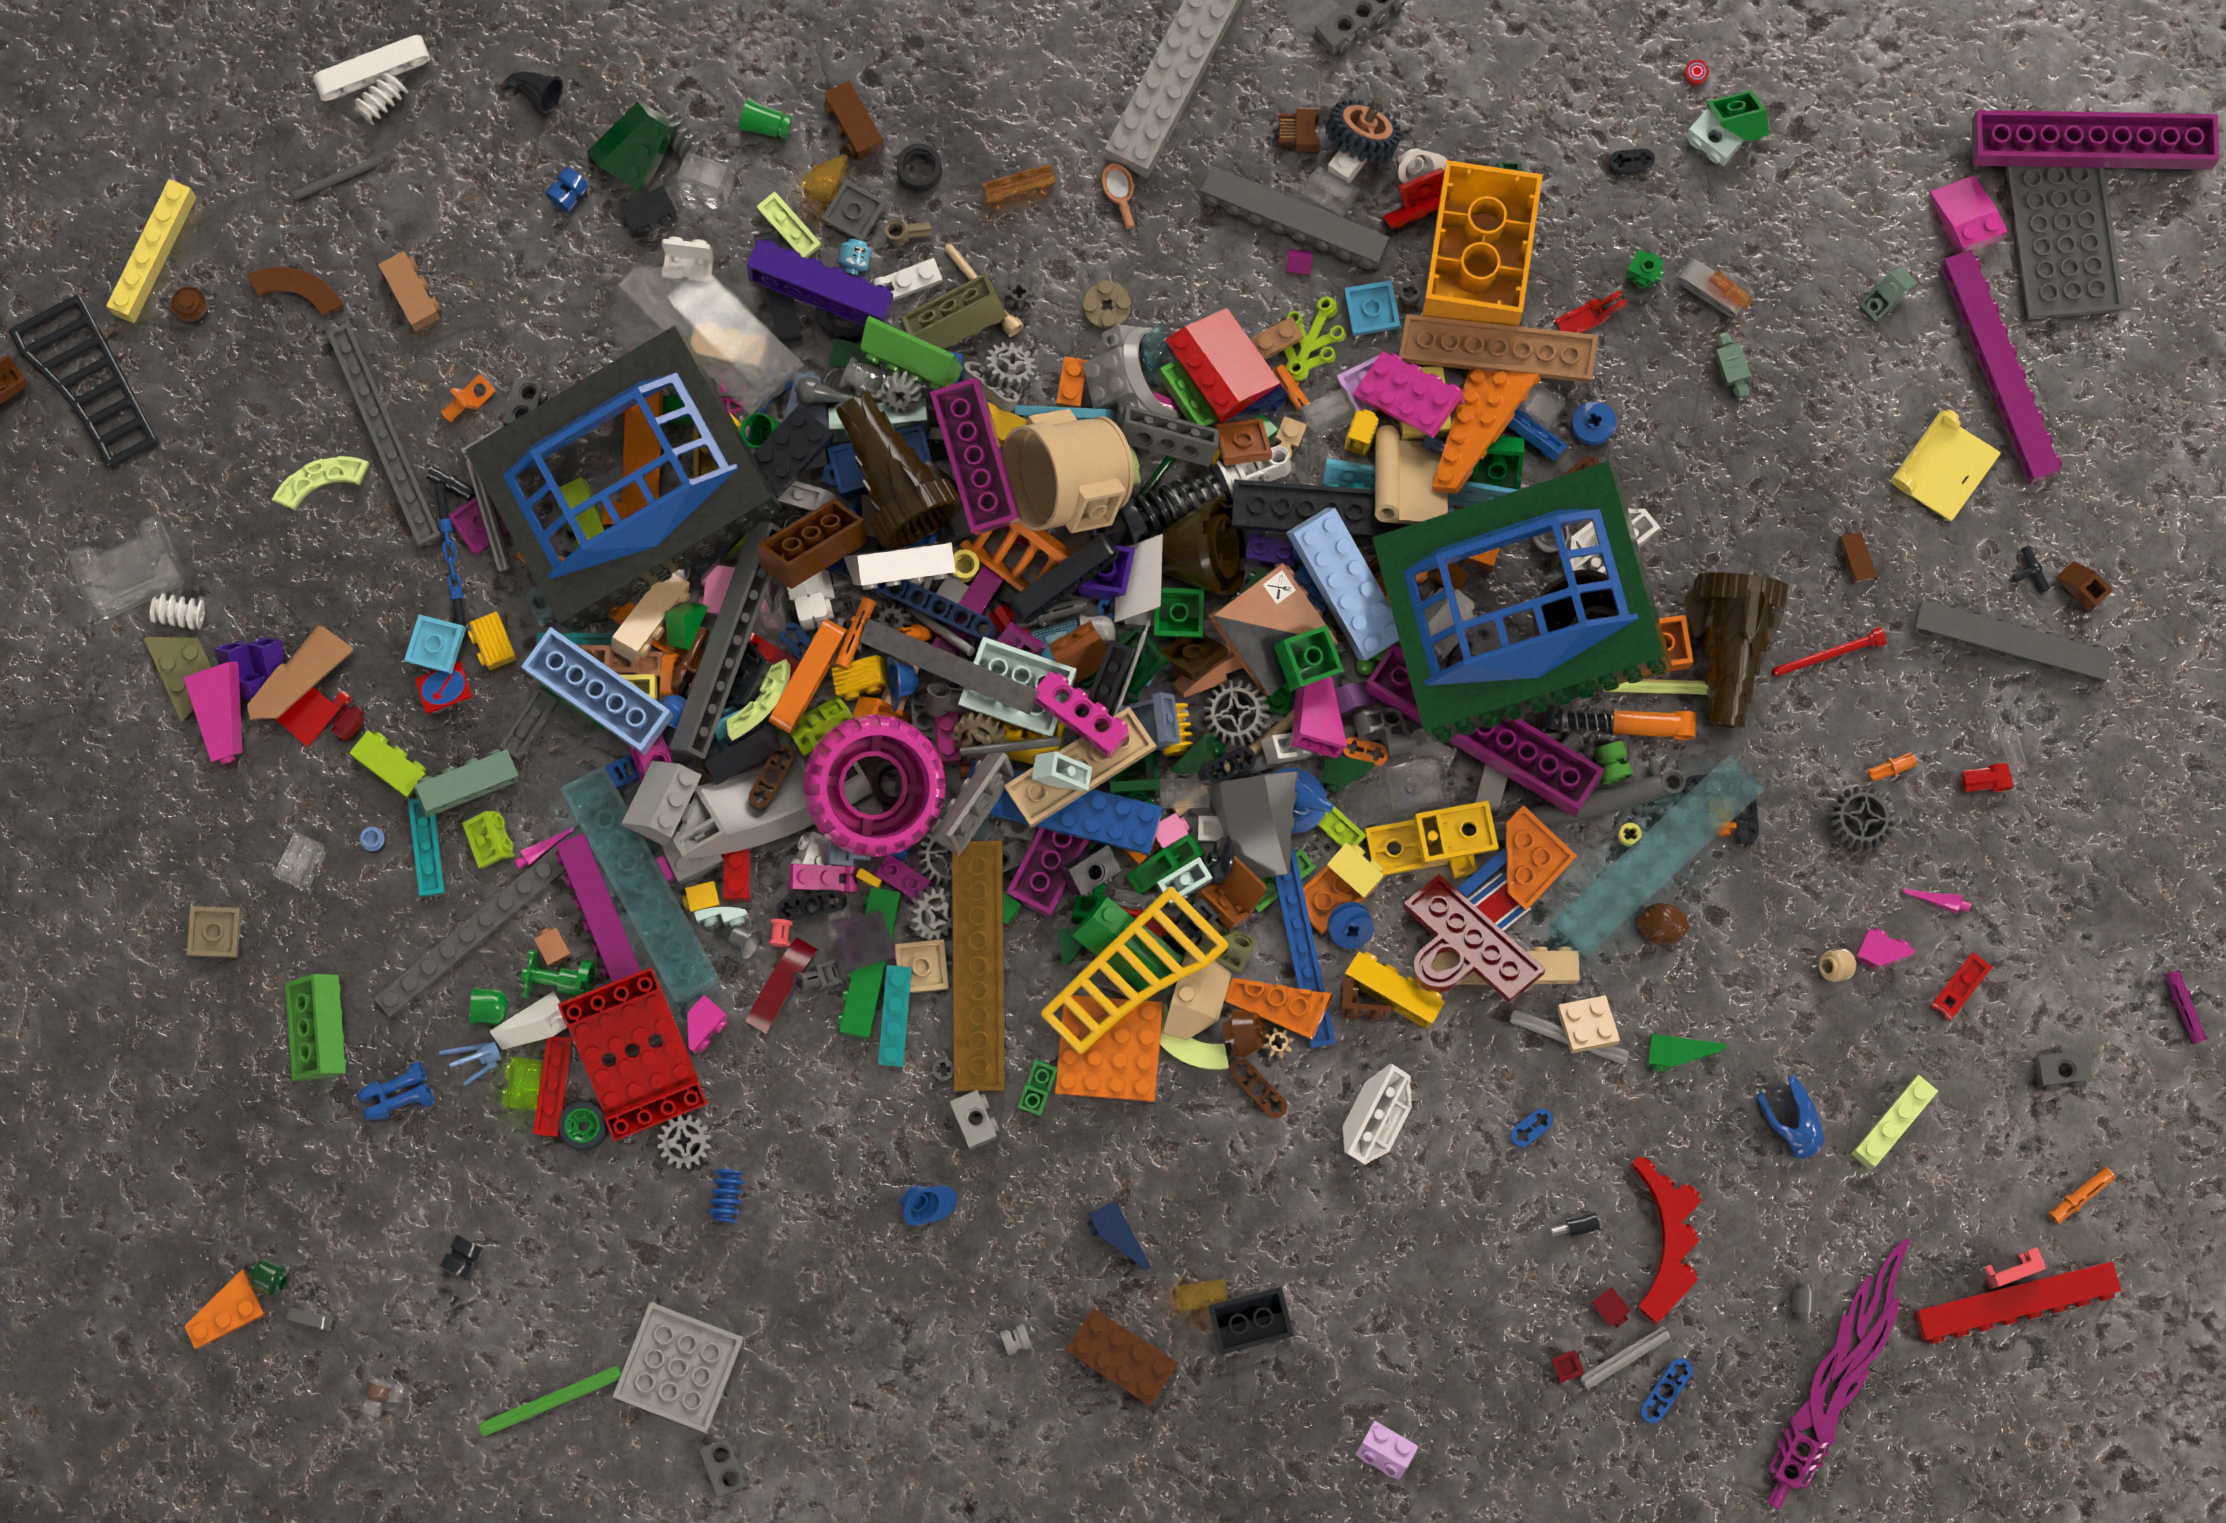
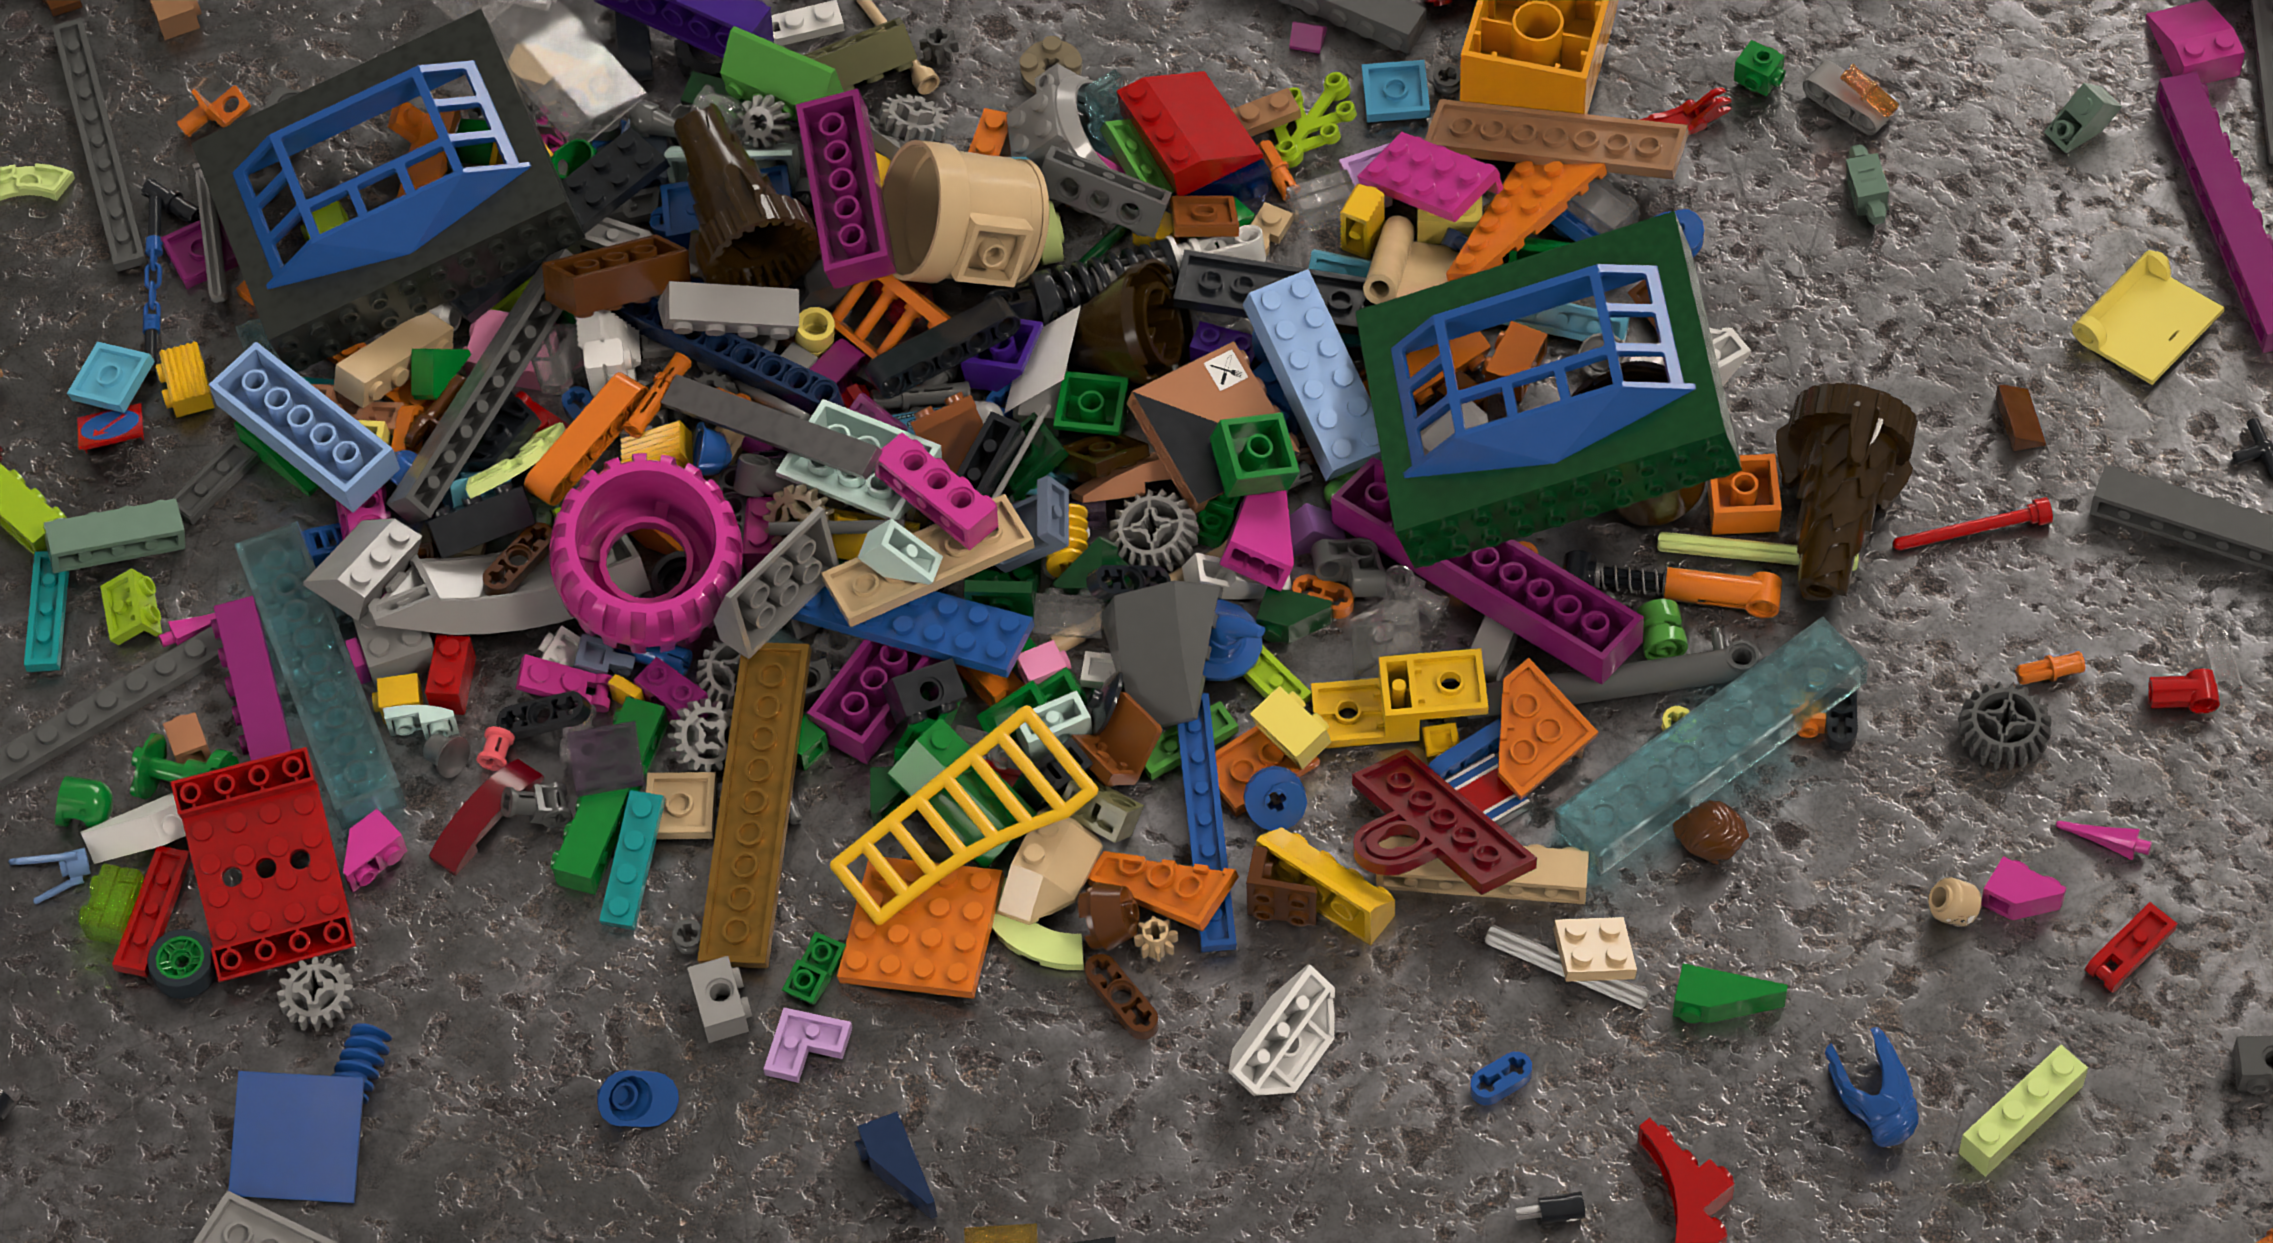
camera: 10 degrees right, 20 degrees down
(692, 1257) = (296, 1136): none -> blue piece
(1035, 1141) = (800, 1034): none -> lavender plate

